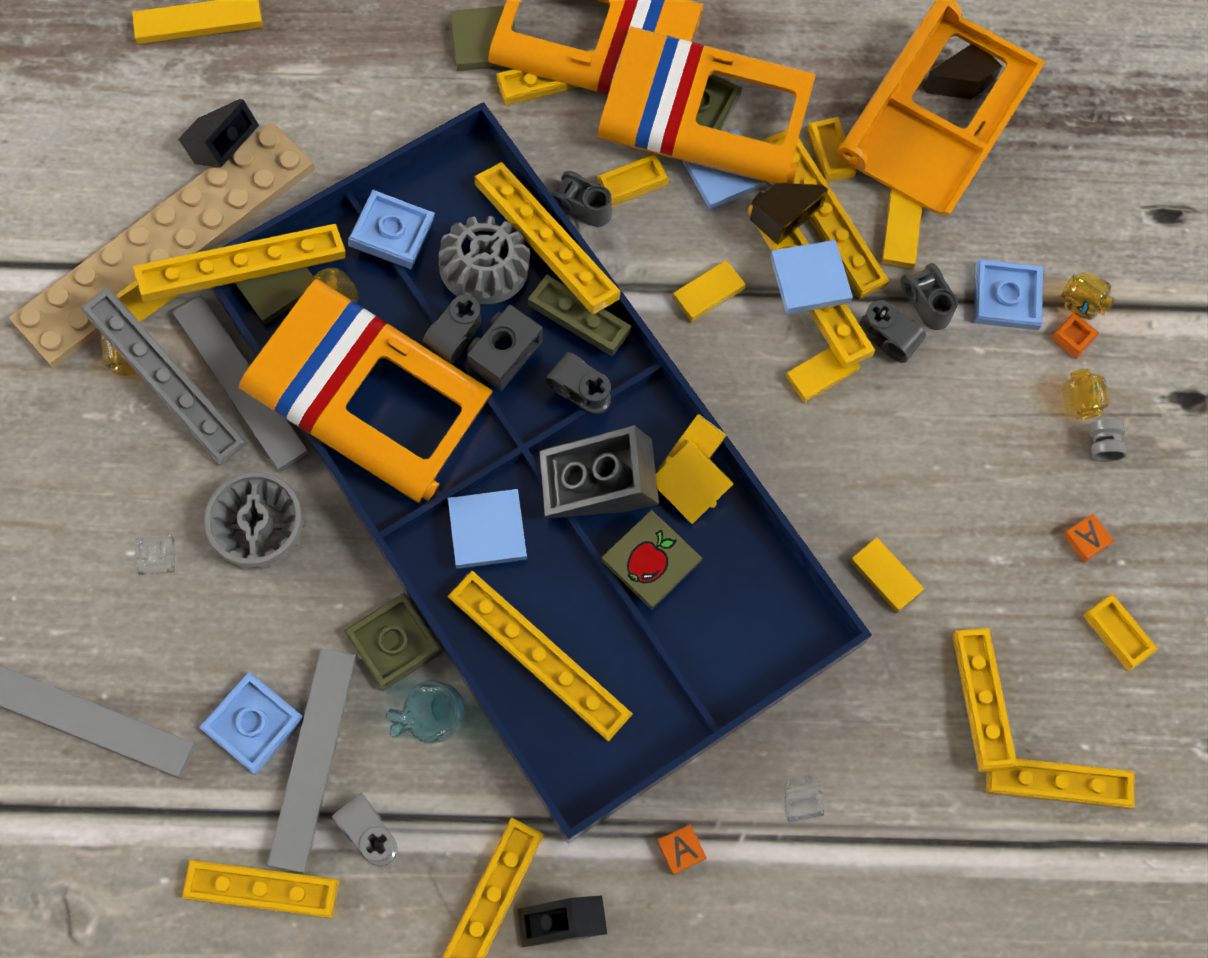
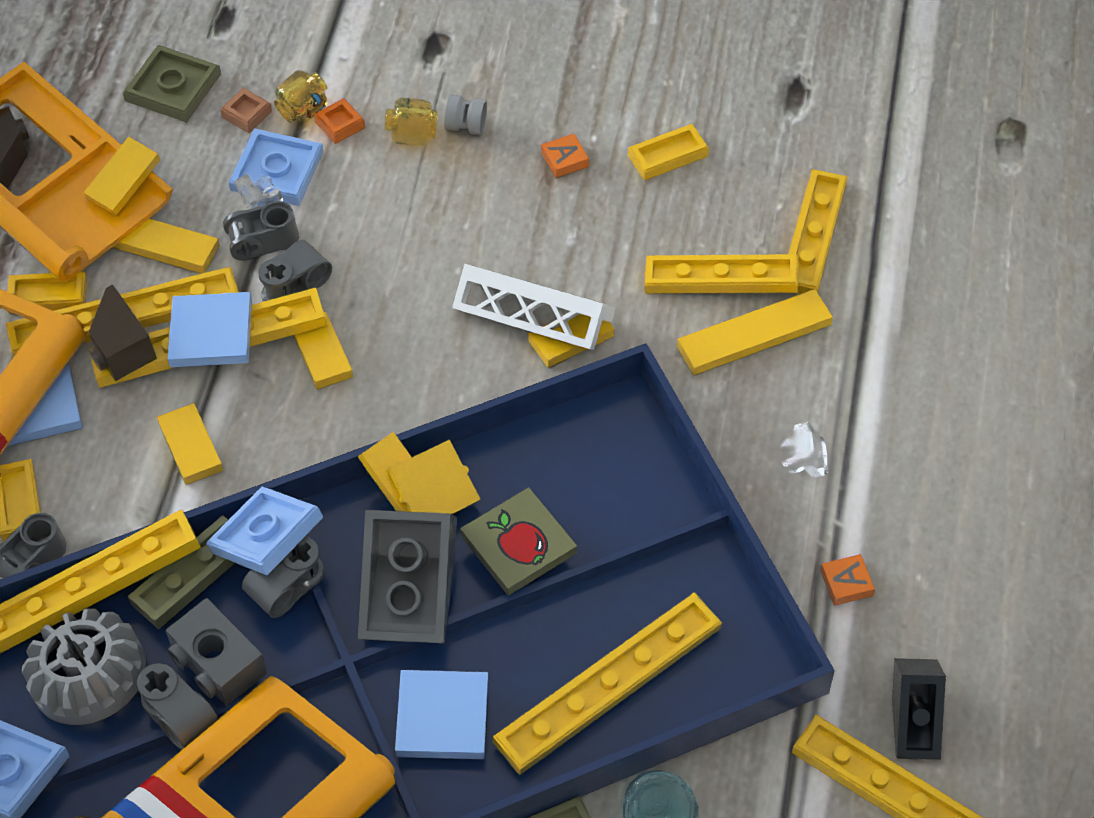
camera: 75 degrees left, 15 degrees down
(612, 356) = (264, 530): none -> light blue tile
(914, 538) = (542, 295): none -> white fence
(929, 739) = (754, 332): none -> yellow tile
(949, 170) = (122, 176): none -> yellow tile
(966, 280) = (254, 194): none -> clear tile
(1064, 256) = (246, 110): none -> nougat tile
(1078, 189) = (172, 83): none -> olive tile

